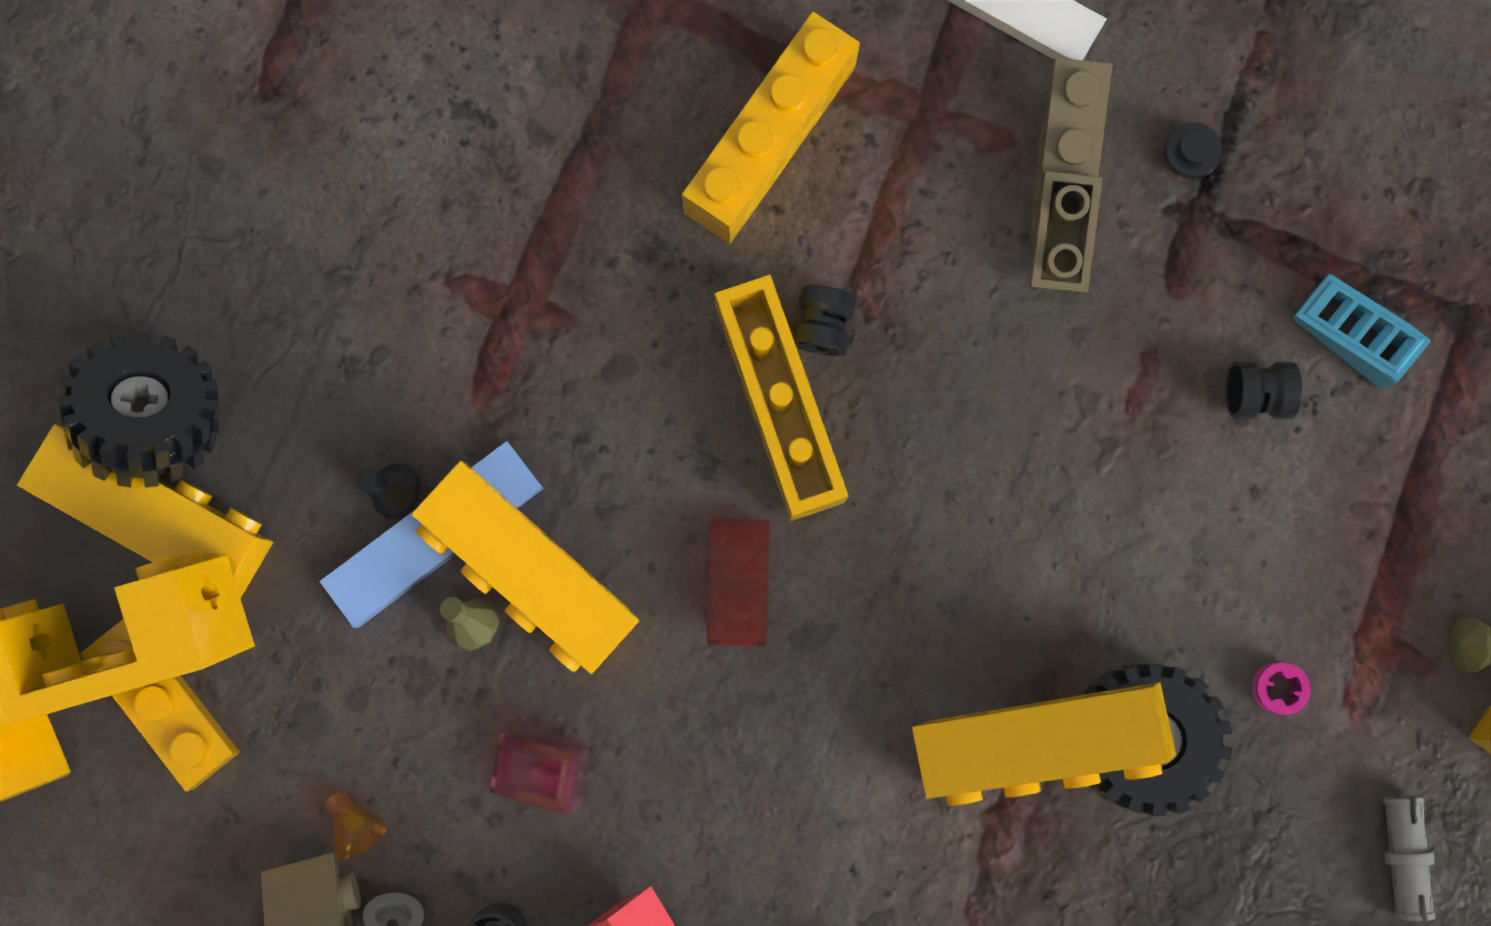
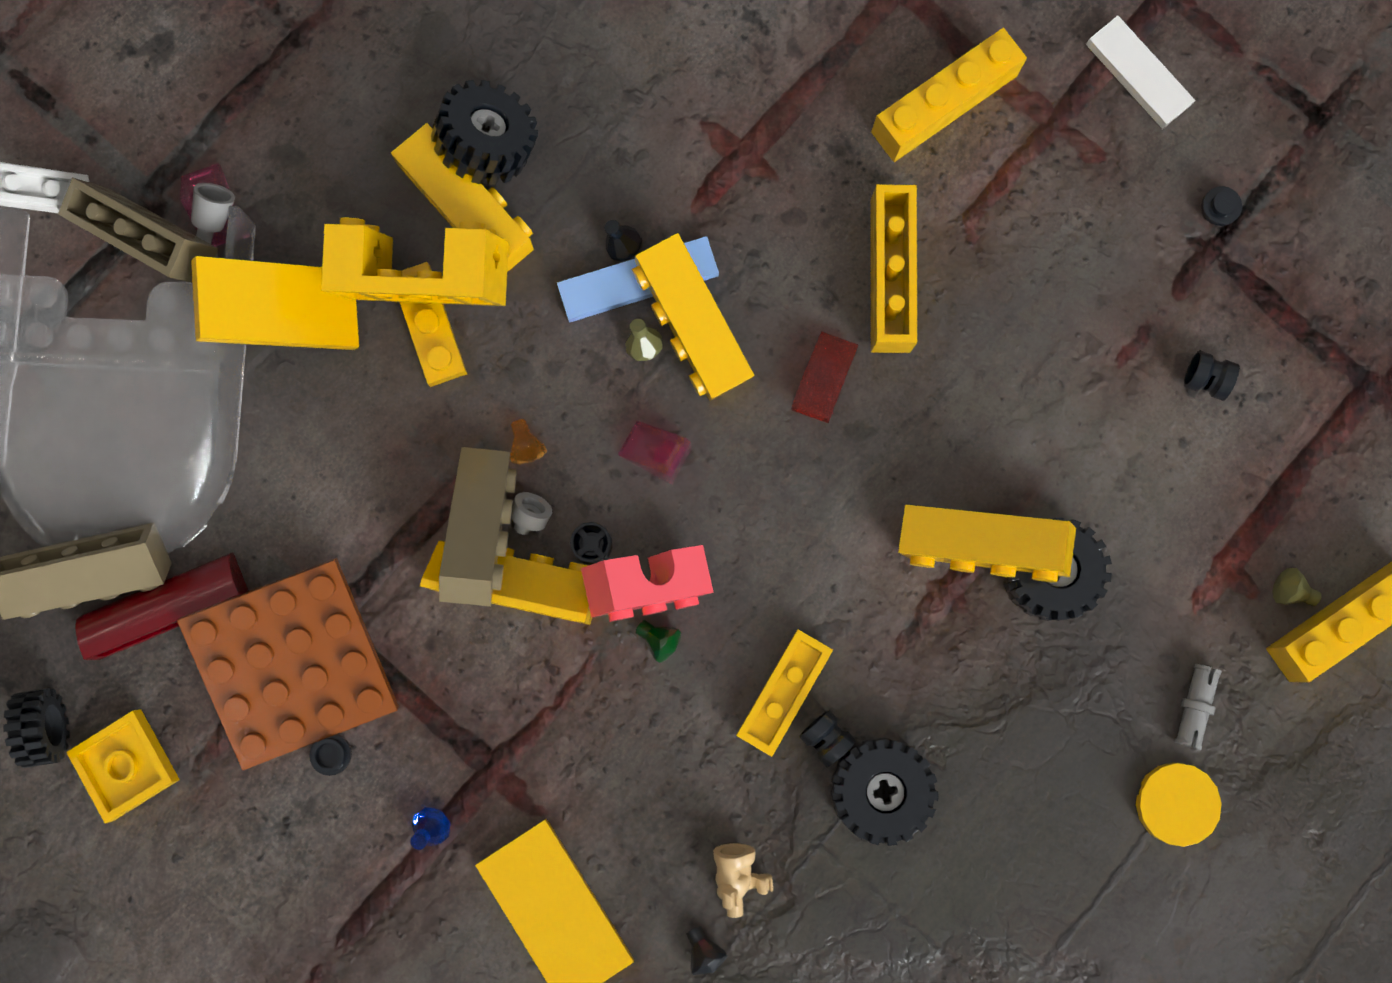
camera: 20 degrees right, 0 degrees up
(824, 320) = (939, 230): black wheel -> none
(1068, 175) = (1133, 192): dark tan slope -> none
(1286, 671) = (1159, 561): dark pink bush -> none
(1390, 330) = (1309, 363): medium azure slope -> none

